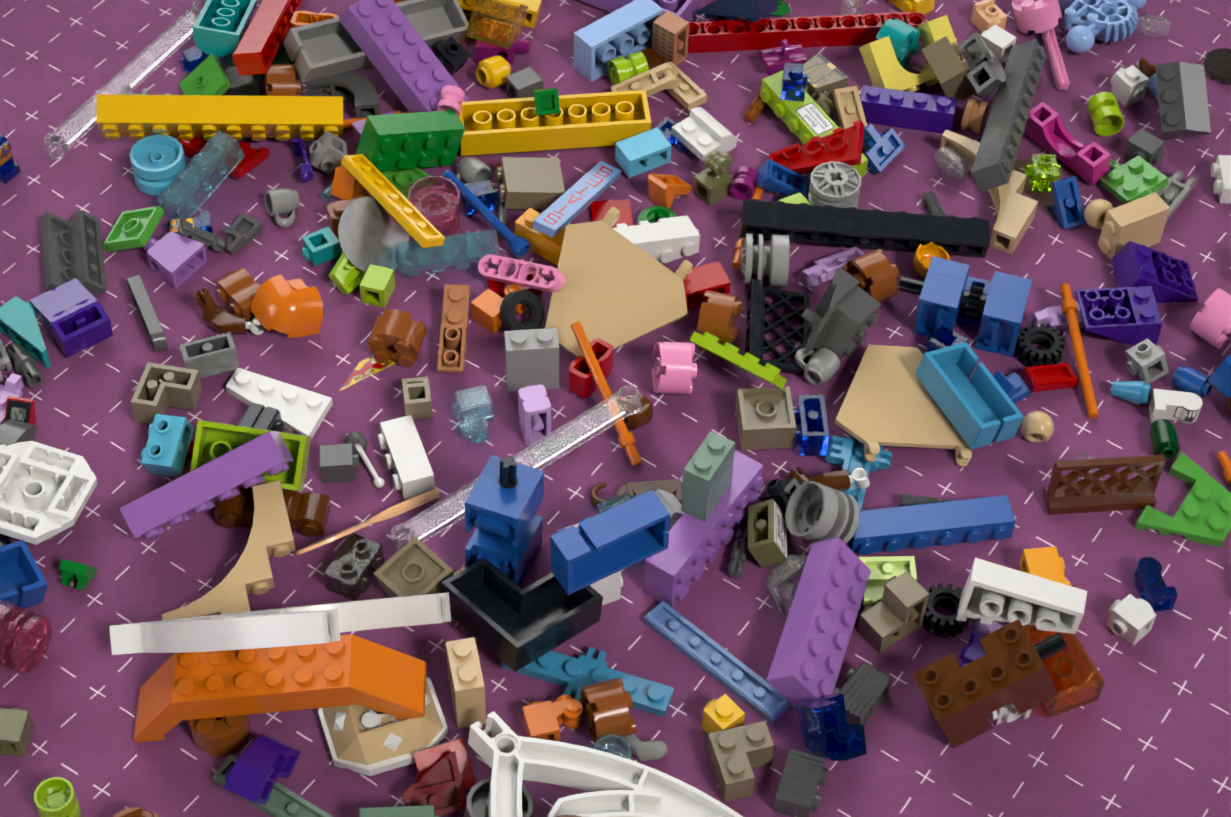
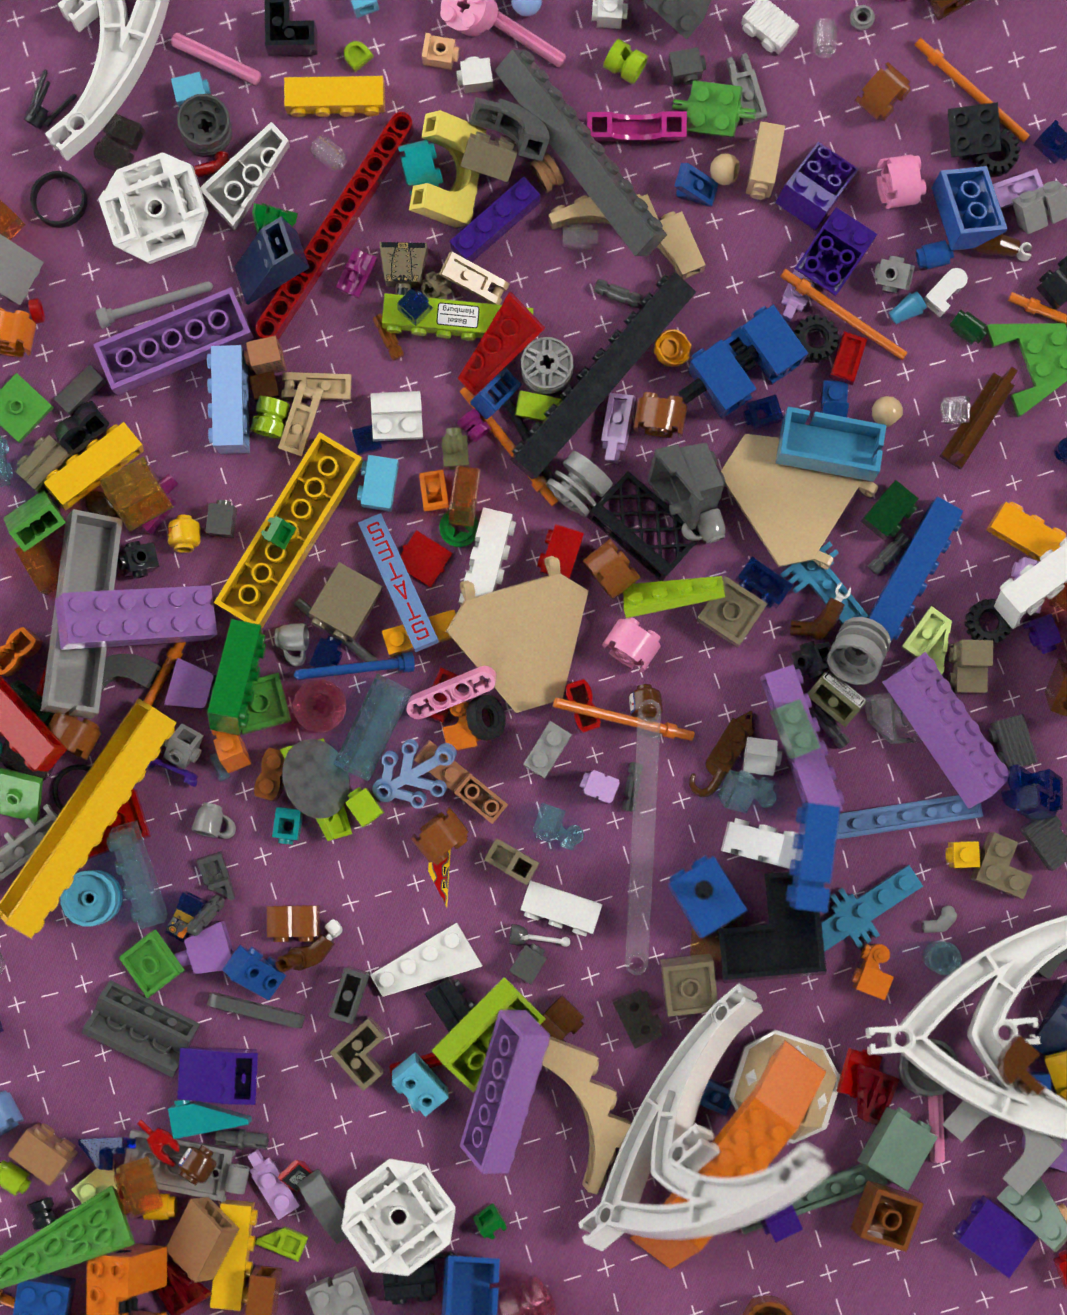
camera: 45 degrees left, 35 degrees up
(178, 285) = (254, 972): none -> blue brick
(288, 307) = (343, 899): orange brick -> none
(390, 512) = (604, 1003): light nougat piece -> none
(393, 201) = (300, 745): yellow tile -> none
(407, 289) = (411, 775): none -> medium blue plant
(451, 99) = (216, 611): bright pink wheel -> none
(466, 682) = (811, 1016): tan brick -> none
(608, 709) = (903, 933): dark orange brick -> none
(684, 200) = (464, 496): none -> clear orange brick
(880, 147) = (521, 281): hinge -> none
(961, 474) = (890, 510): none -> dark green brick
(1042, 171) = (649, 173): clear neon green brick -> none

